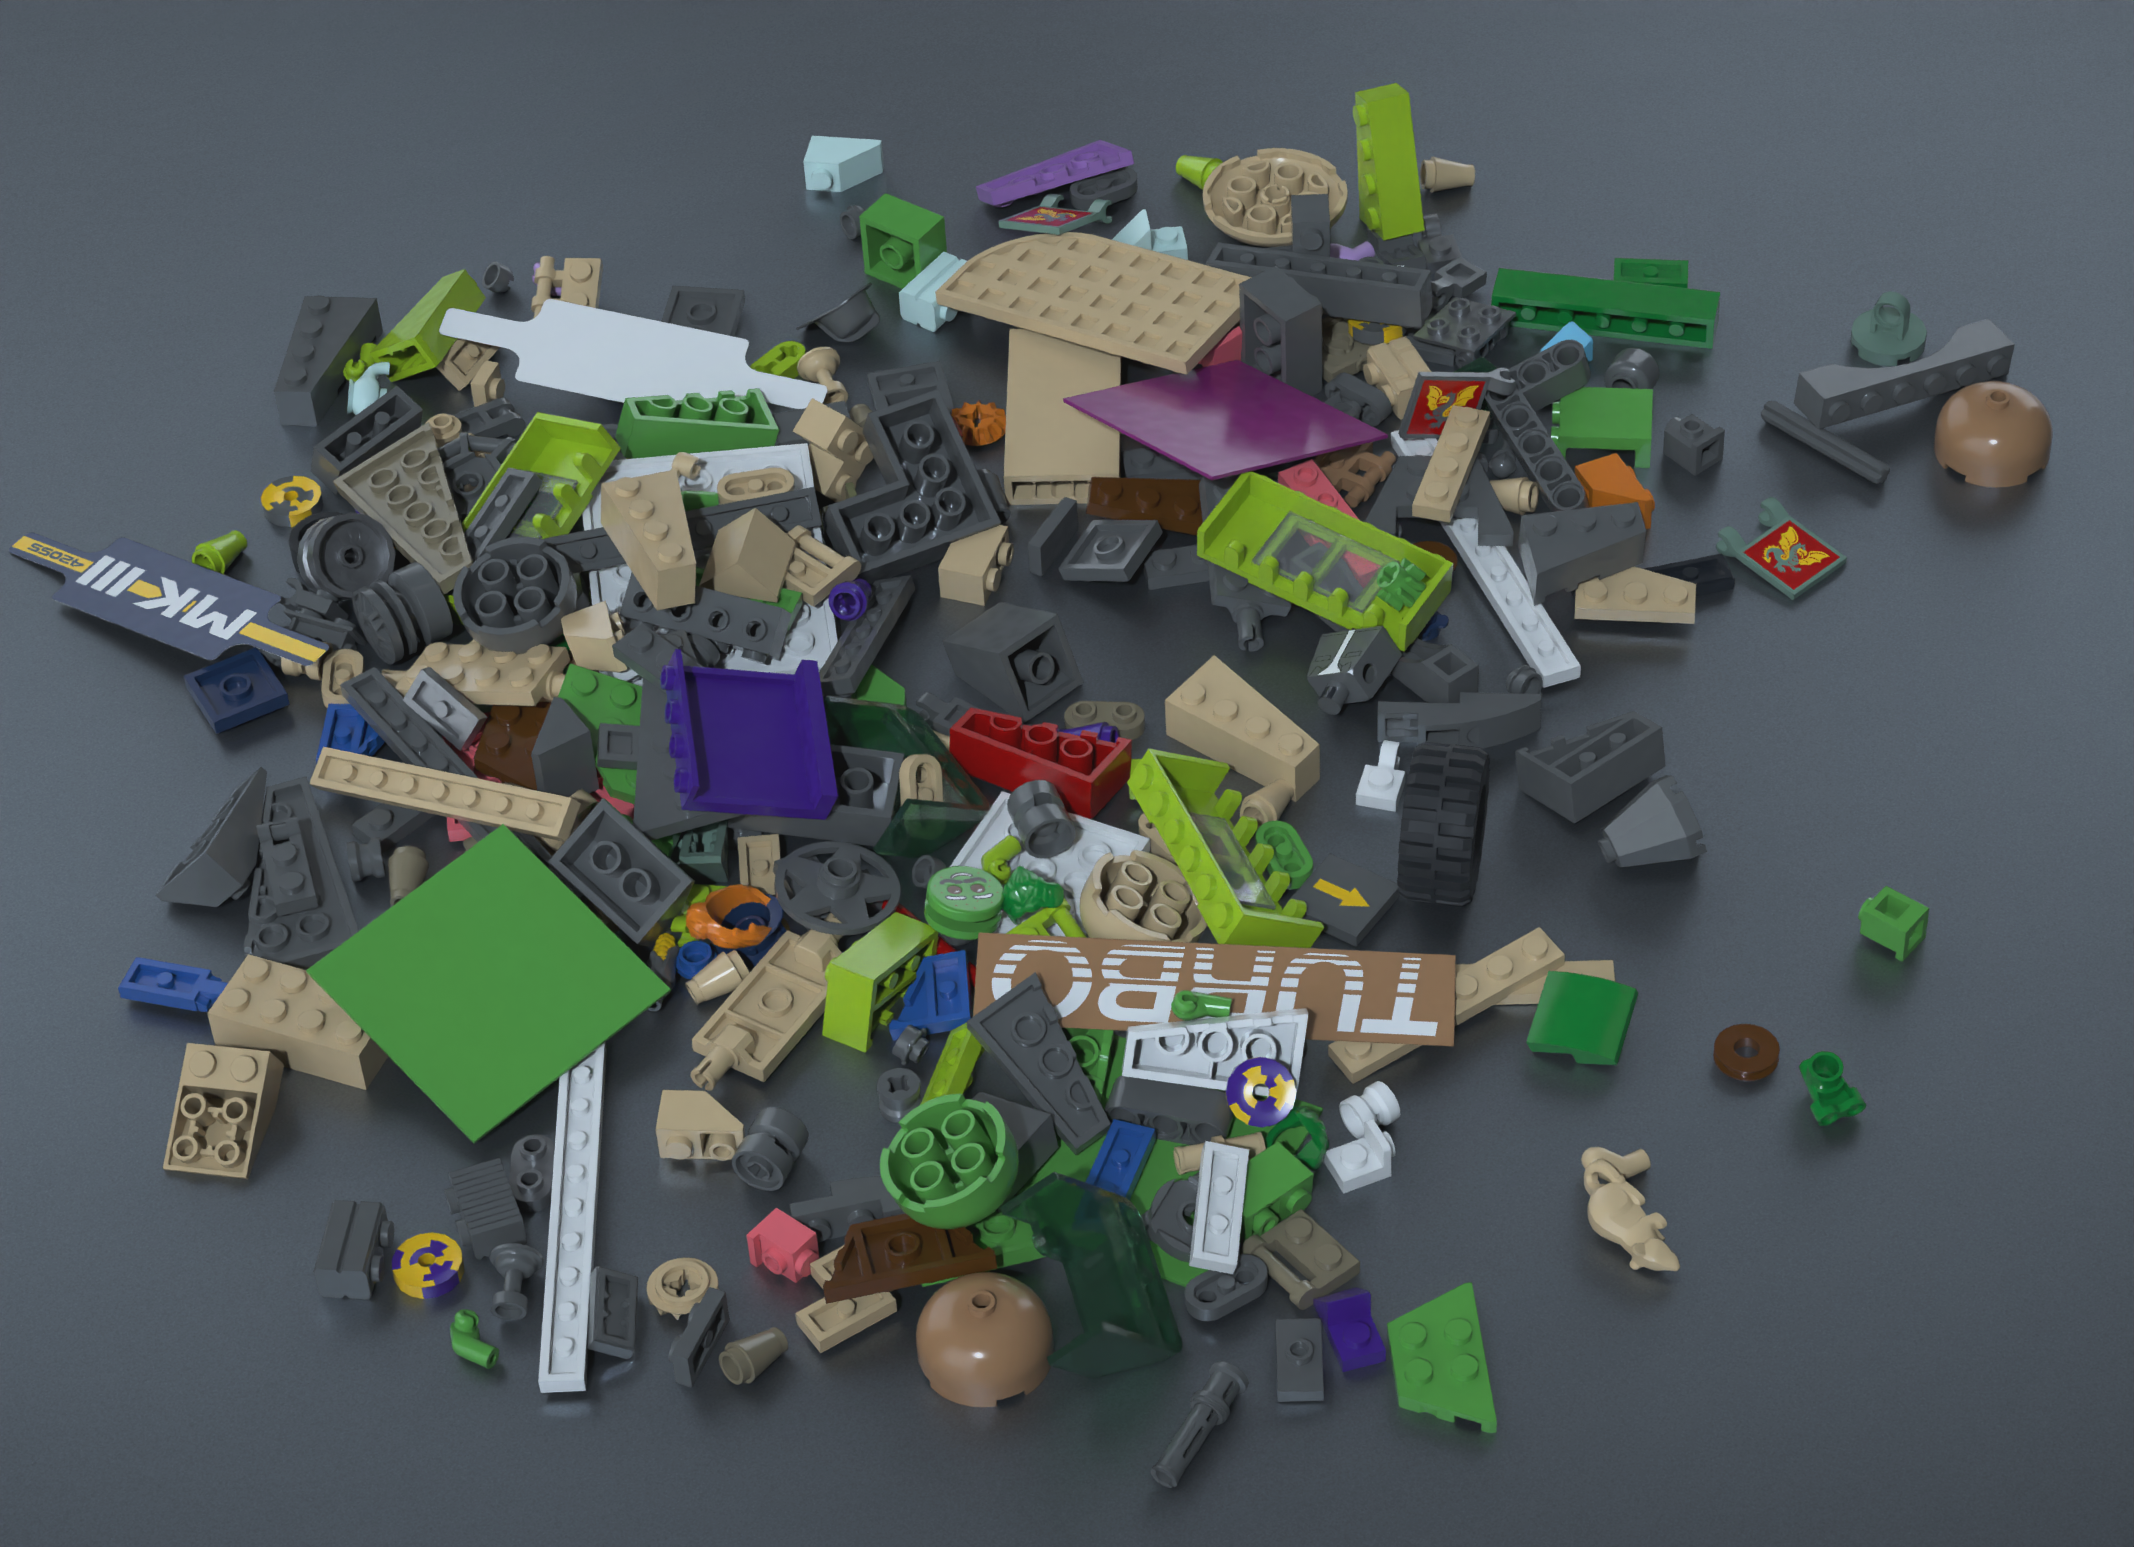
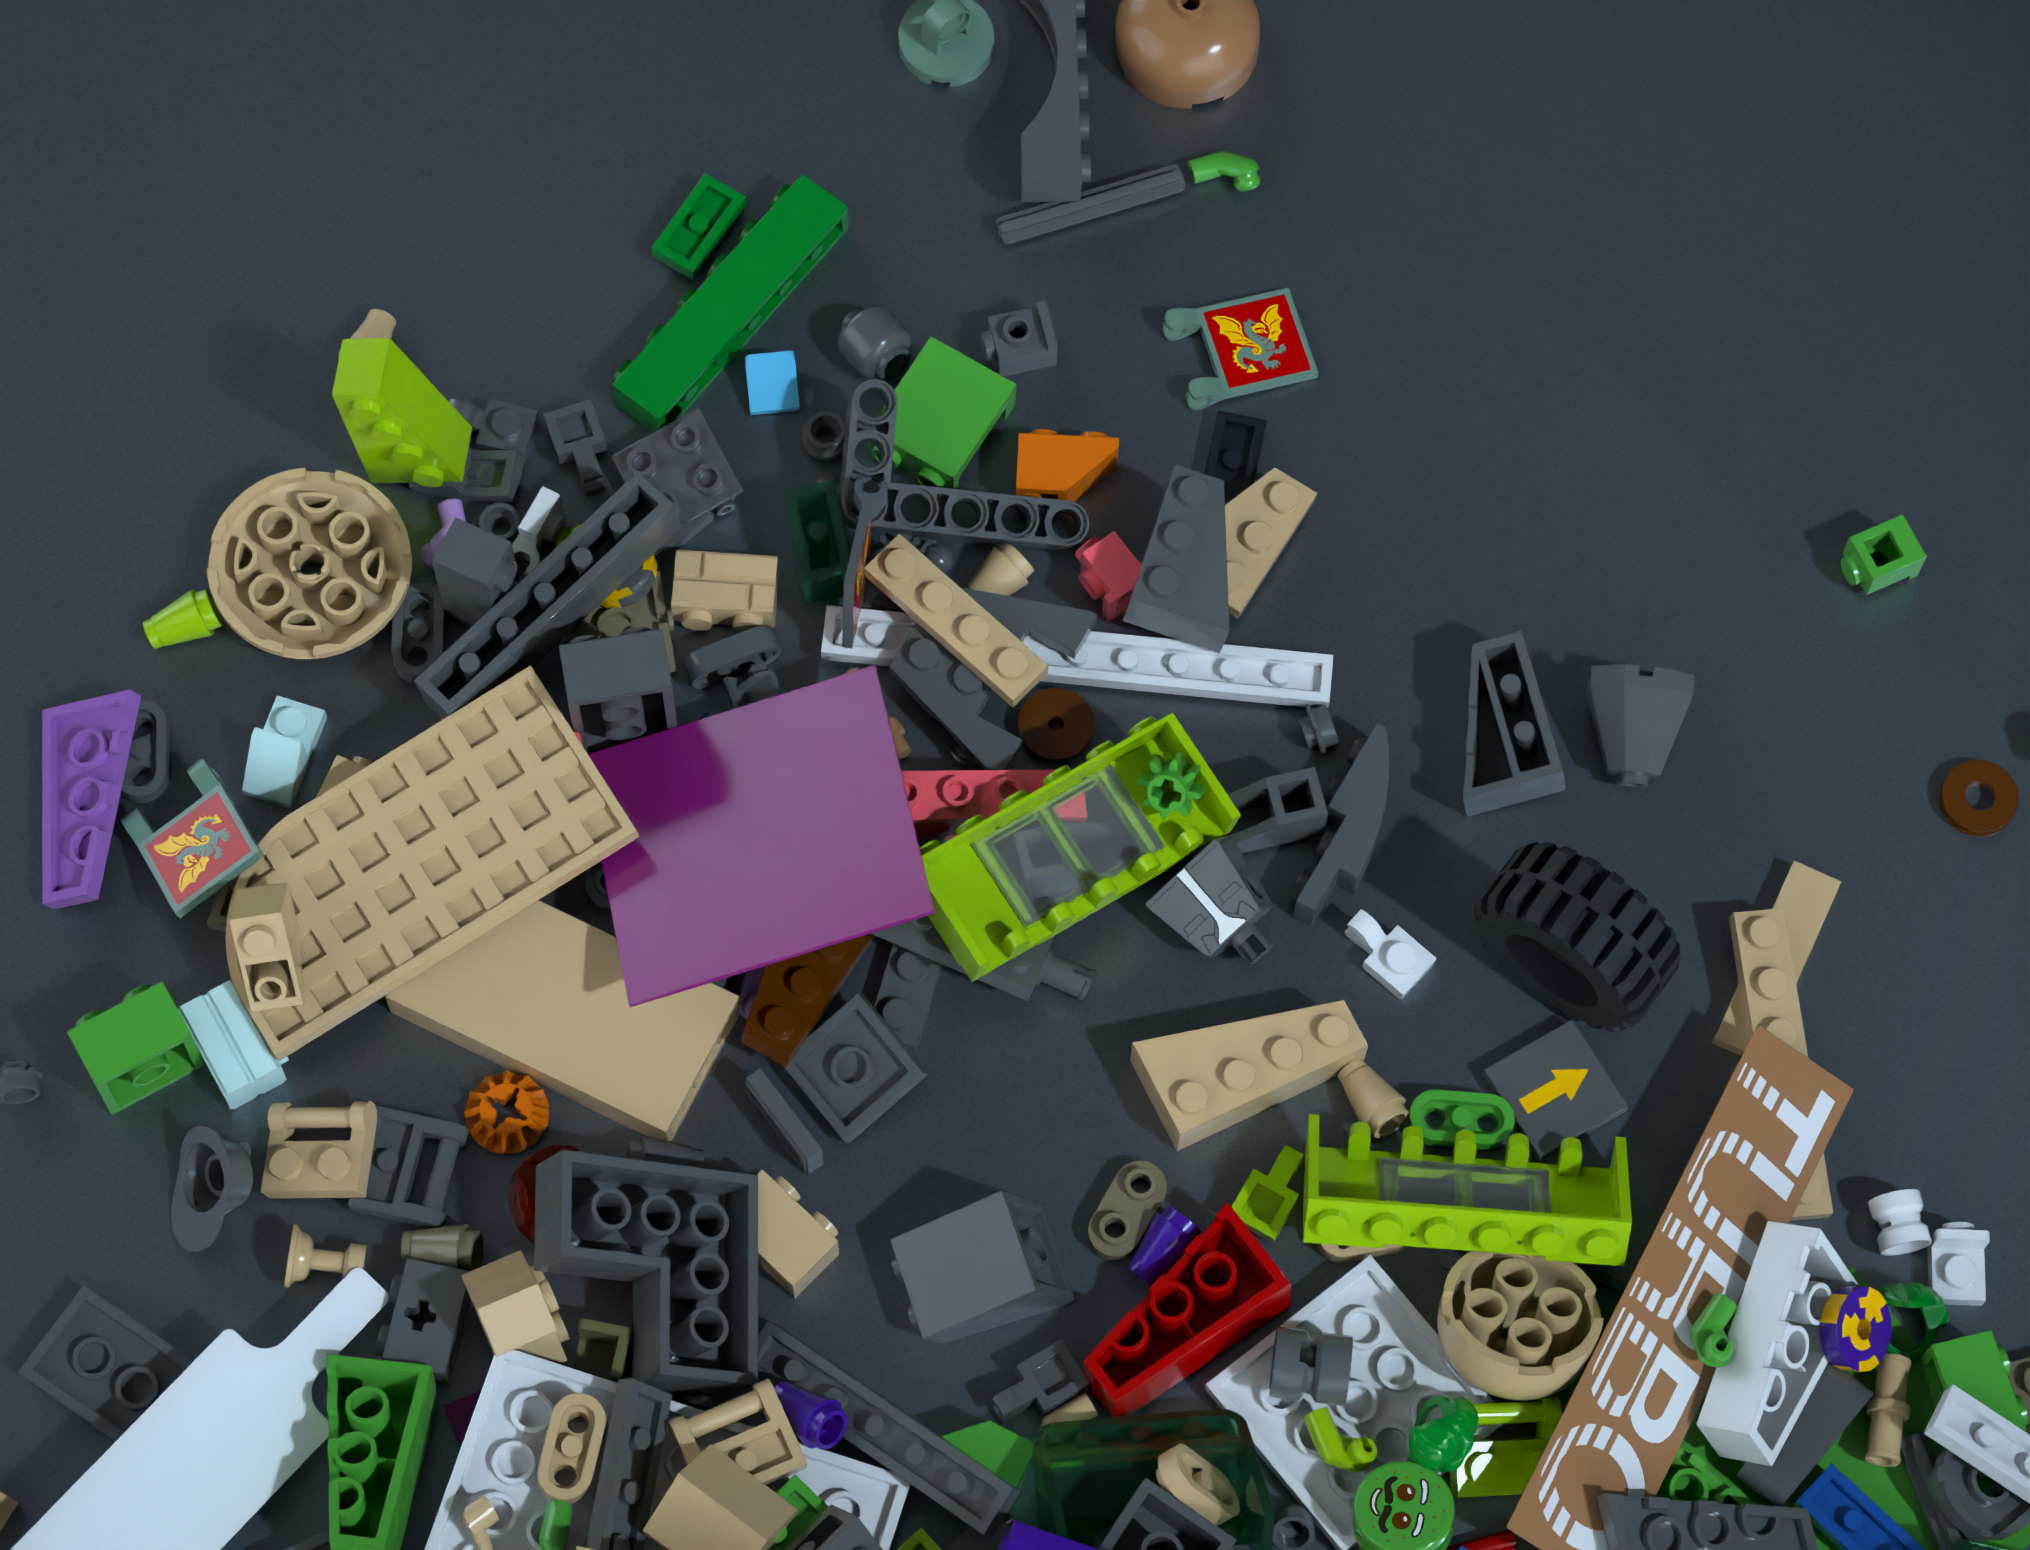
camera: 70 degrees left, 25 degrees up
(781, 360) = (264, 1302): lime beam -> none
(884, 351) = (319, 1167): none -> tan plate
(998, 248) = (268, 946): none -> tan slope
(1582, 1017) = (1872, 937): green slope -> none
(1911, 491) = (1225, 163): none -> bright green arm

